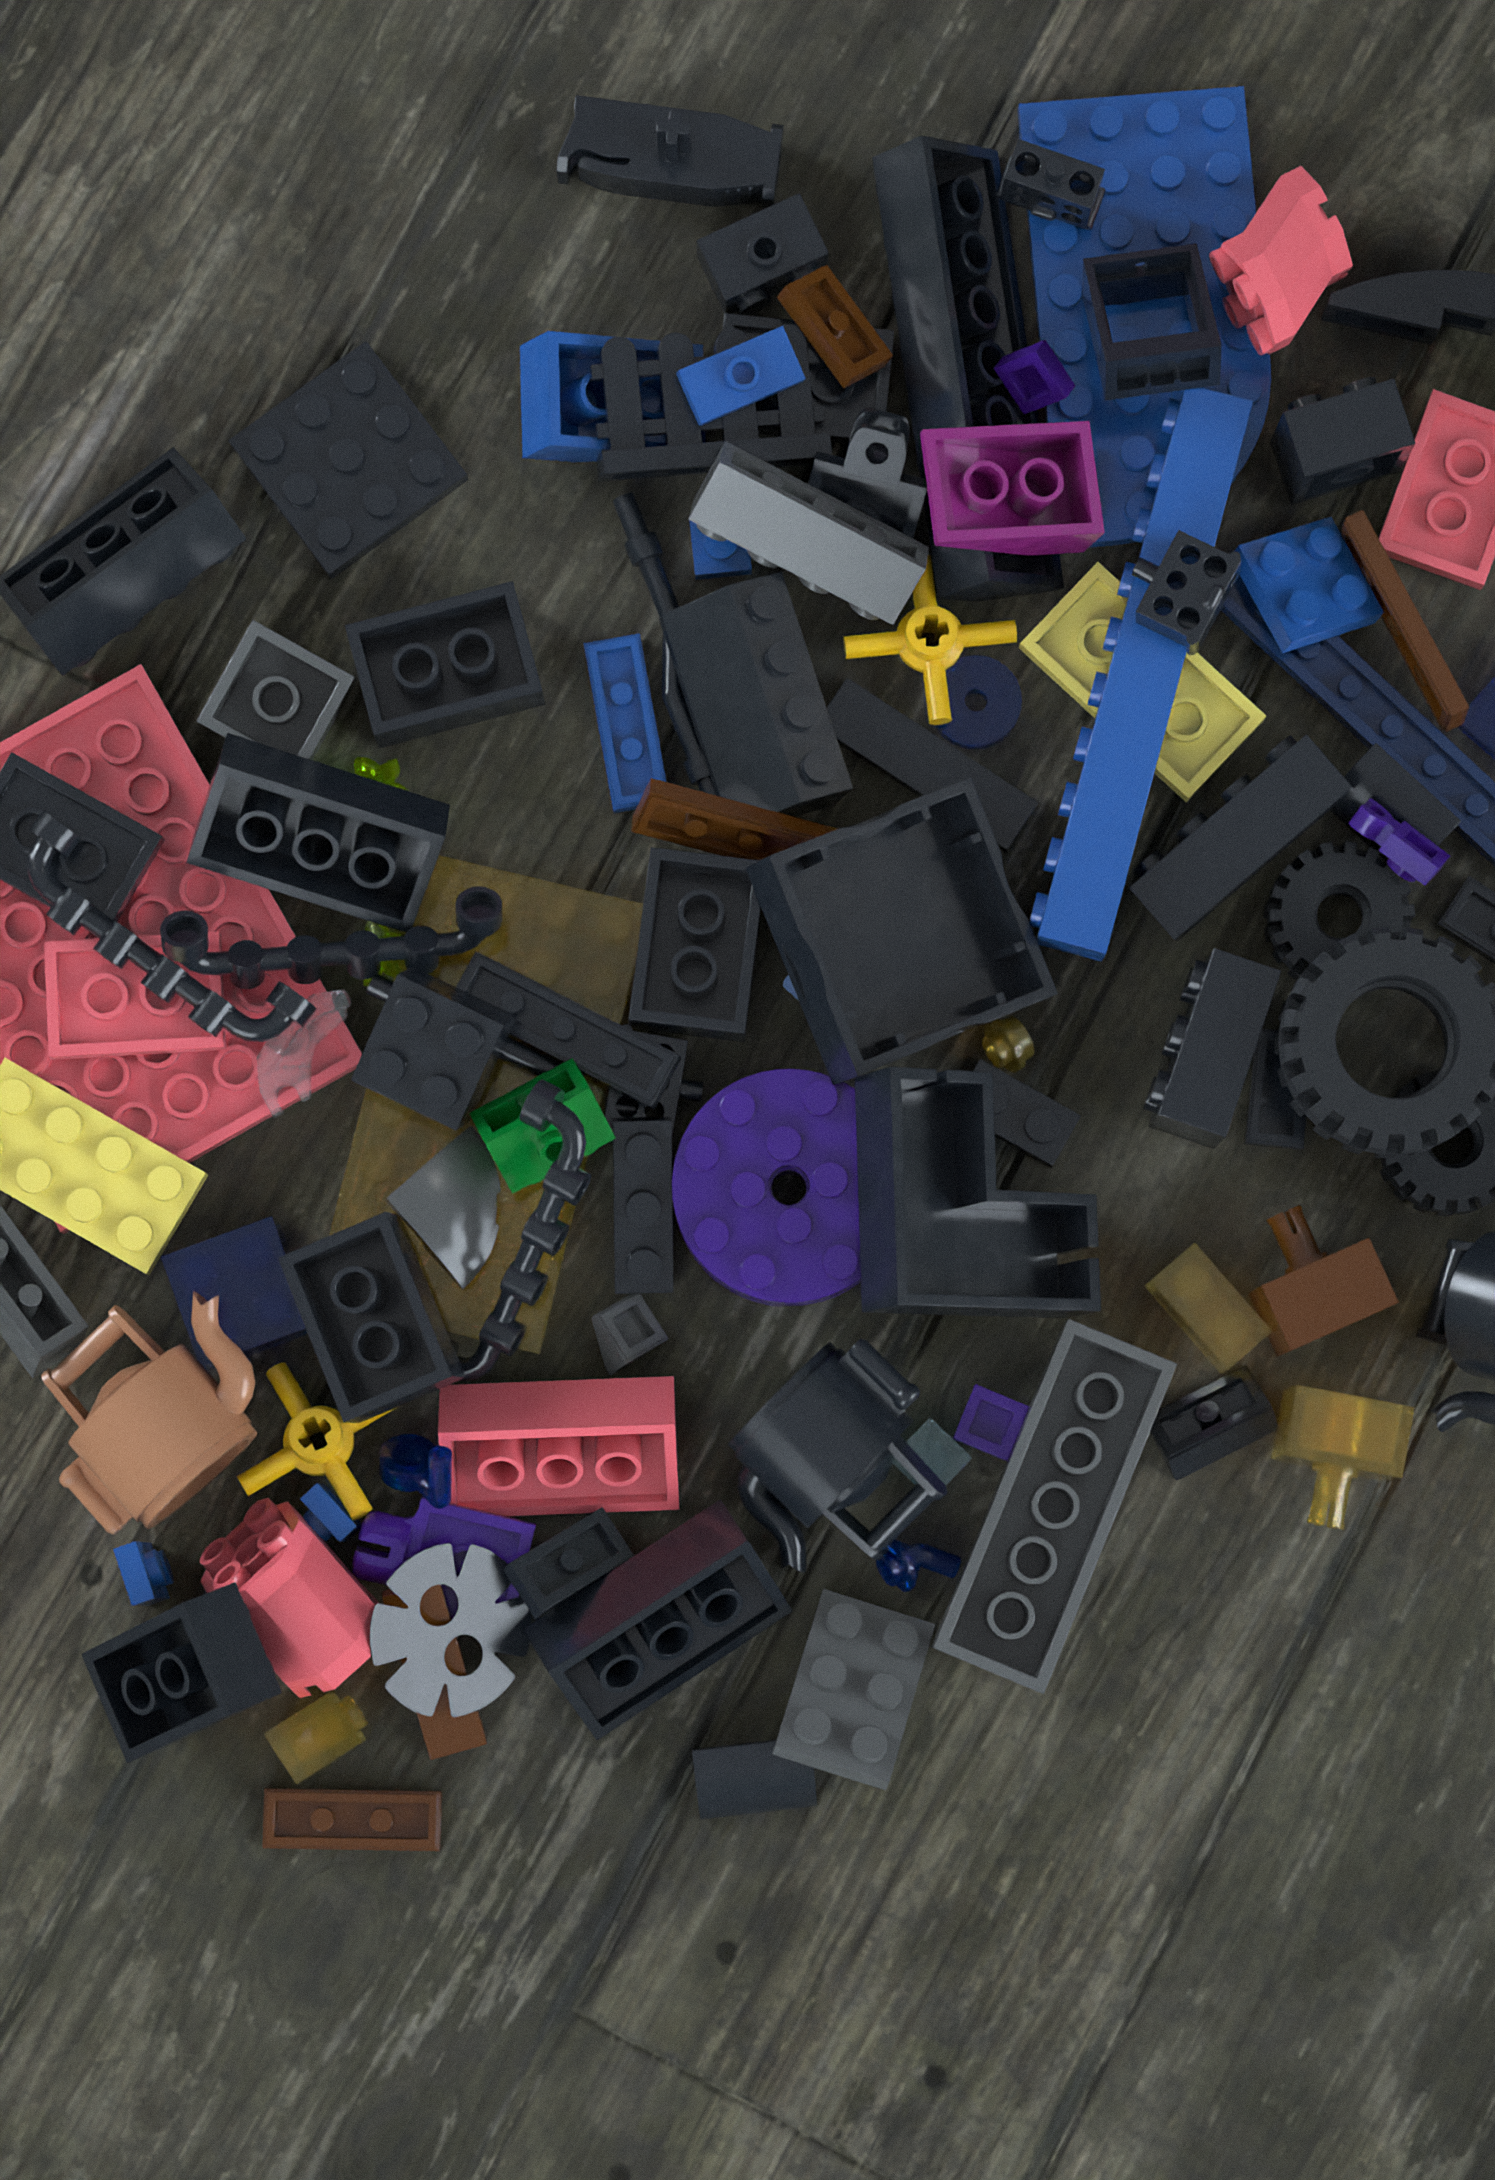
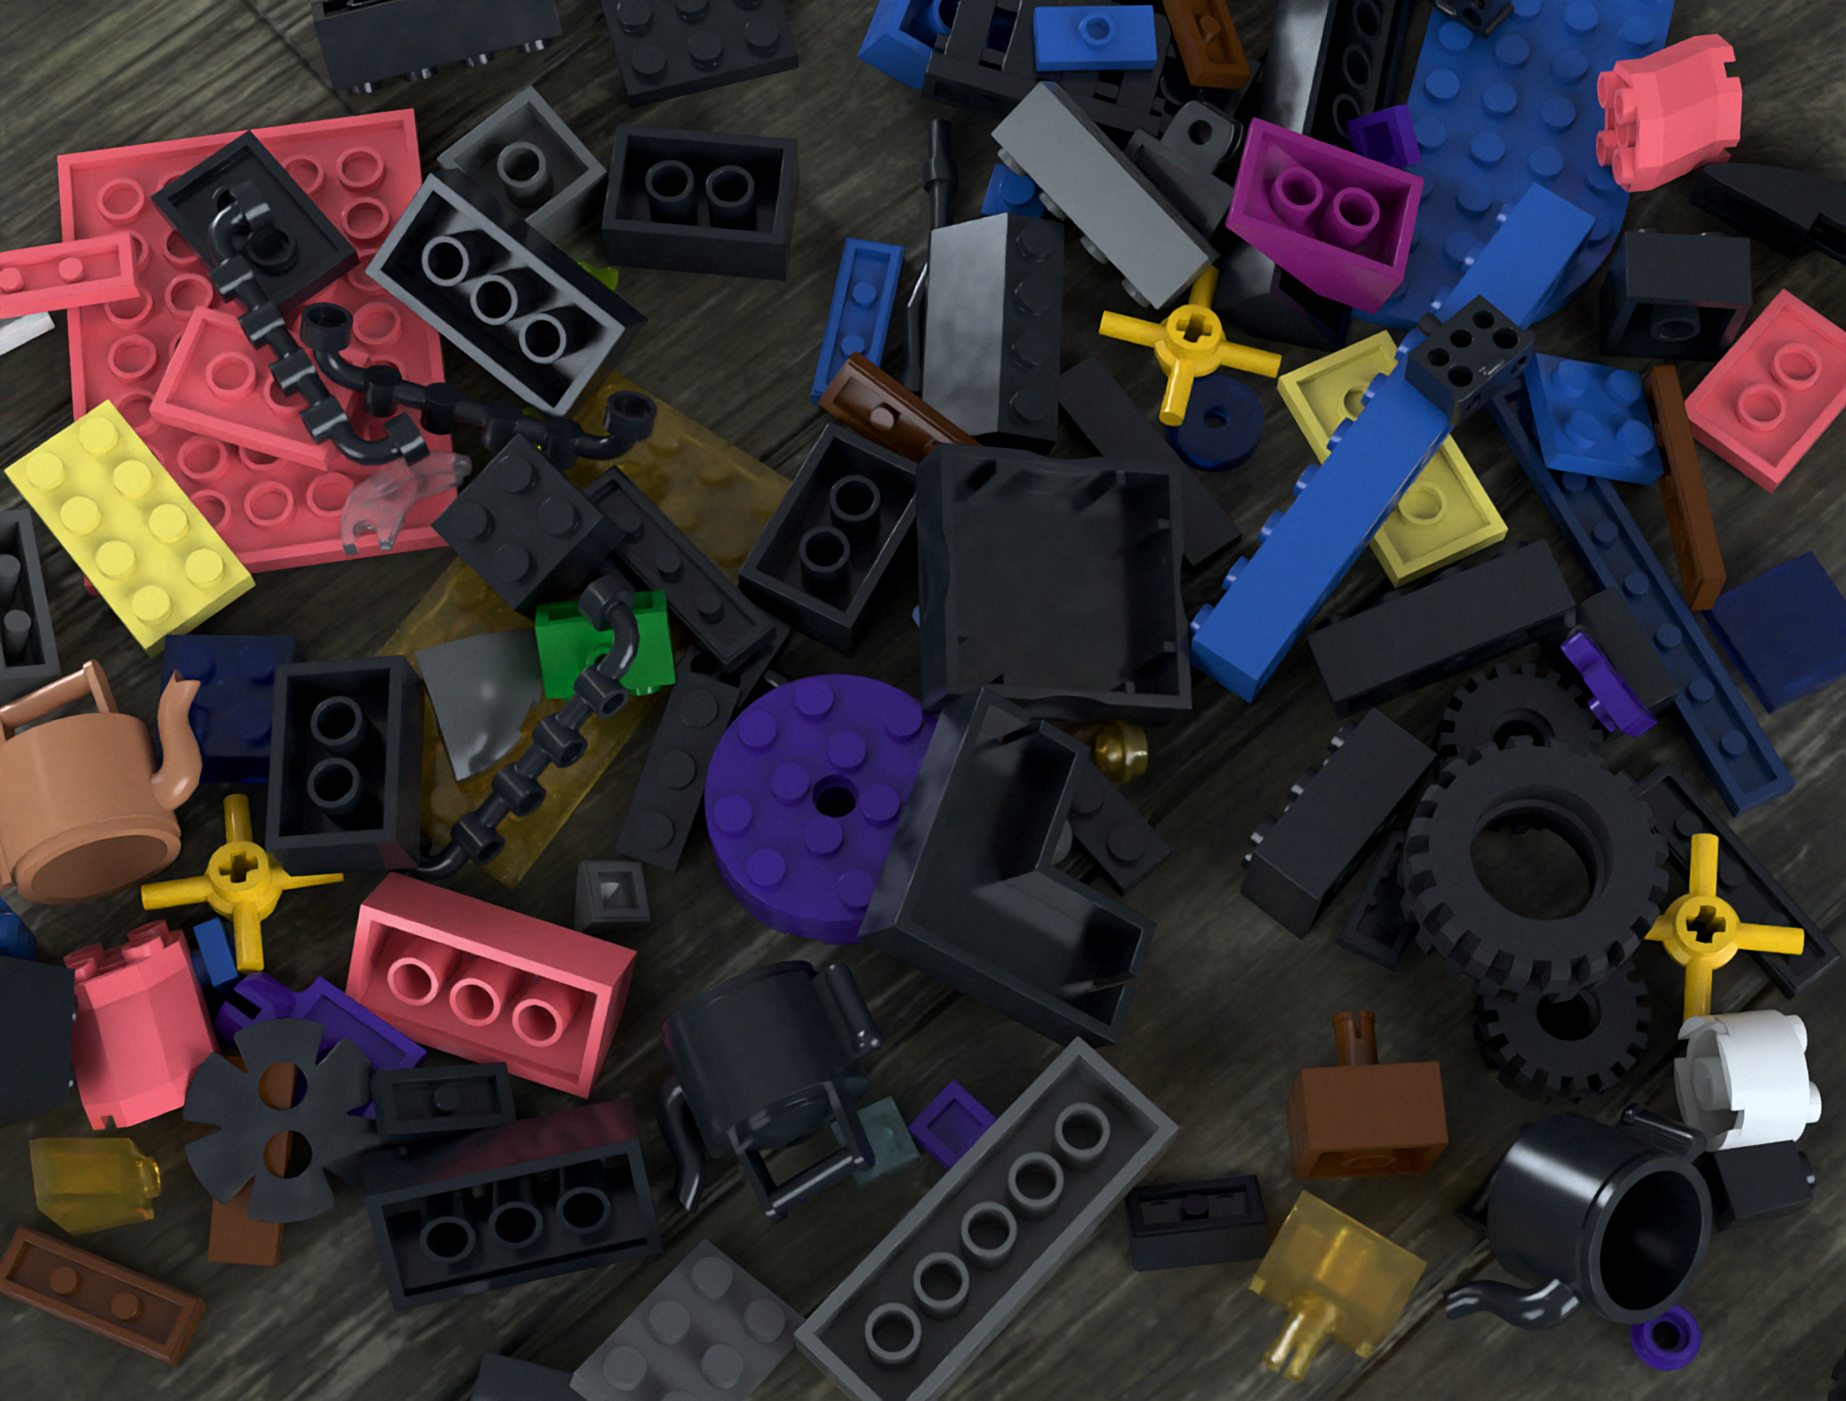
camera: 20 degrees right, 15 degrees down
(416, 1464) = (328, 945): clear blue plate -> none
(903, 1563) = (801, 1239): clear blue plate -> none
(1155, 362) = (1514, 144): black window -> none
(1208, 1308) = (1235, 1092): clear yellow brick -> none

